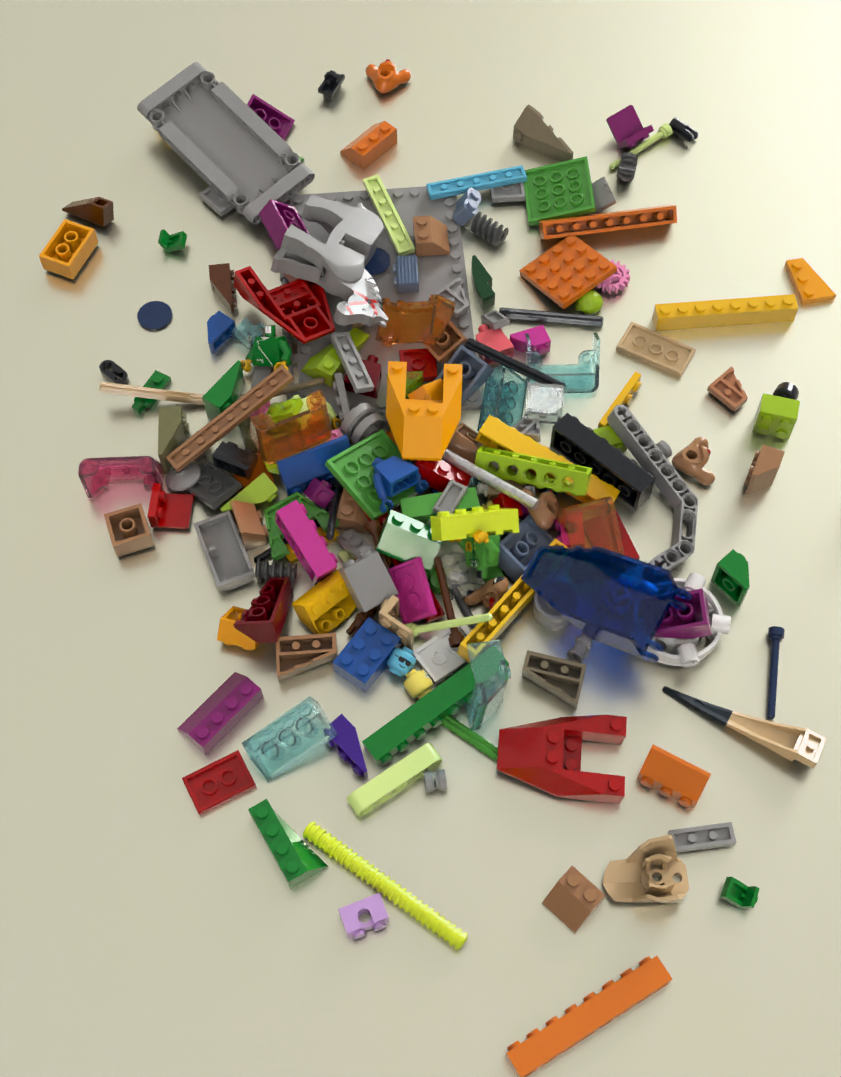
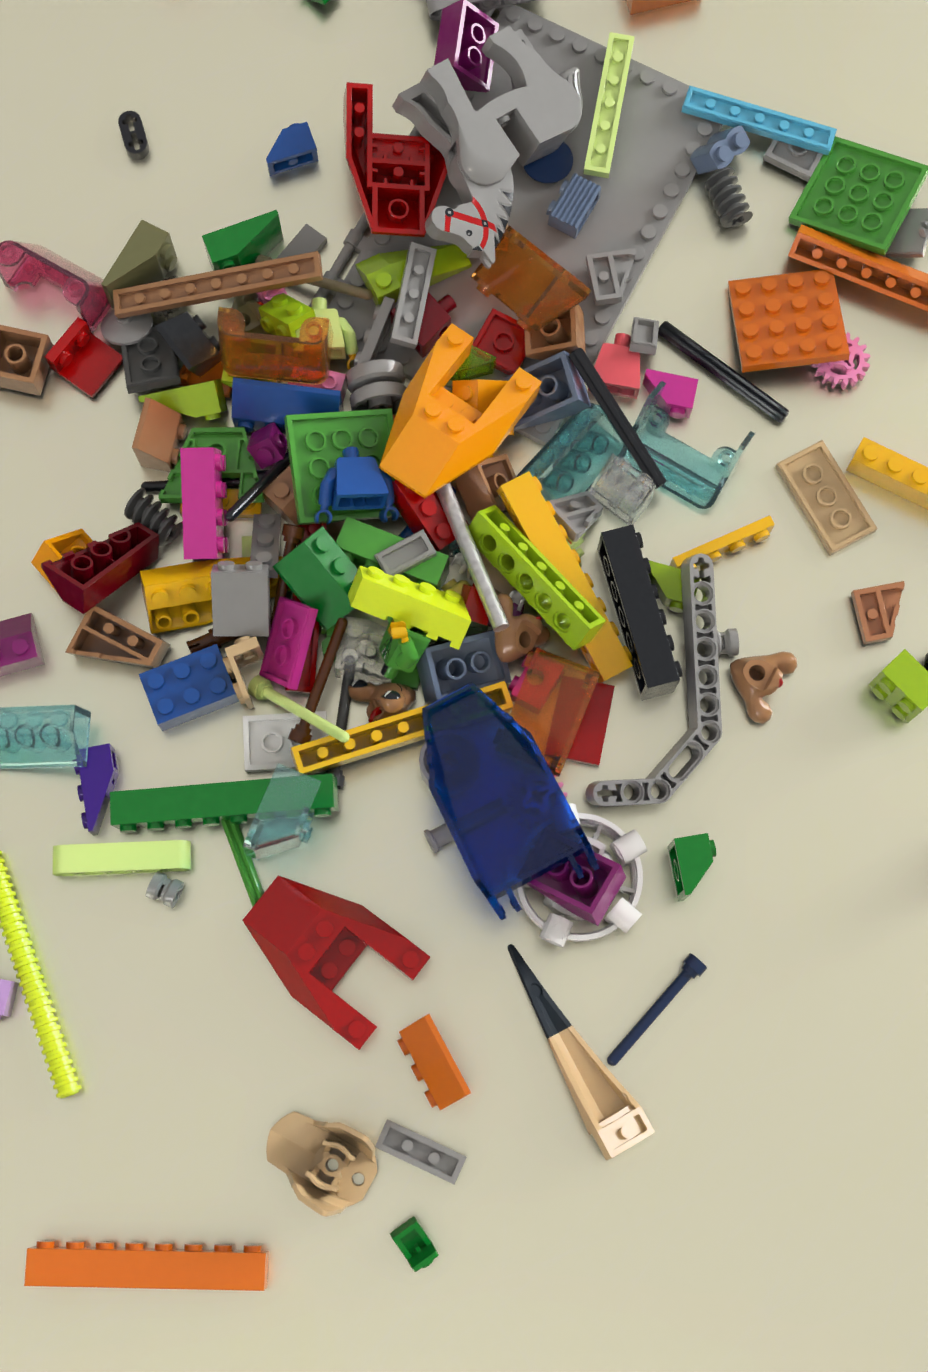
camera: 30 degrees right, 15 degrees up
(151, 393) = (153, 189): tan axle -> none
(154, 315) = (232, 79): dark blue piece -> none
(157, 380) = (161, 186): green hinge -> none
(221, 284) = (338, 71): reddish brown slope -> none
(224, 551) = (107, 455): light grey container -> none
(246, 332) = (325, 175): clear light blue brick -> none
(268, 351) = (329, 217): green torso -> none
(401, 661) = (221, 721): medium azure head -> none
(418, 683) = (224, 760): light yellow head -> none
(430, 236) = (641, 167): medium nougat slope -> none
(482, 284) = (664, 272): dark green slope -> none
(539, 137) = (888, 95): dark tan wedge -> none
(555, 675) = (388, 852): dark tan wedge -> none
(573, 899) = (224, 1126): medium nougat slope -> none
(589, 303) = (787, 382): lime hair -> none
(763, 469) = (836, 749): medium nougat slope -> none

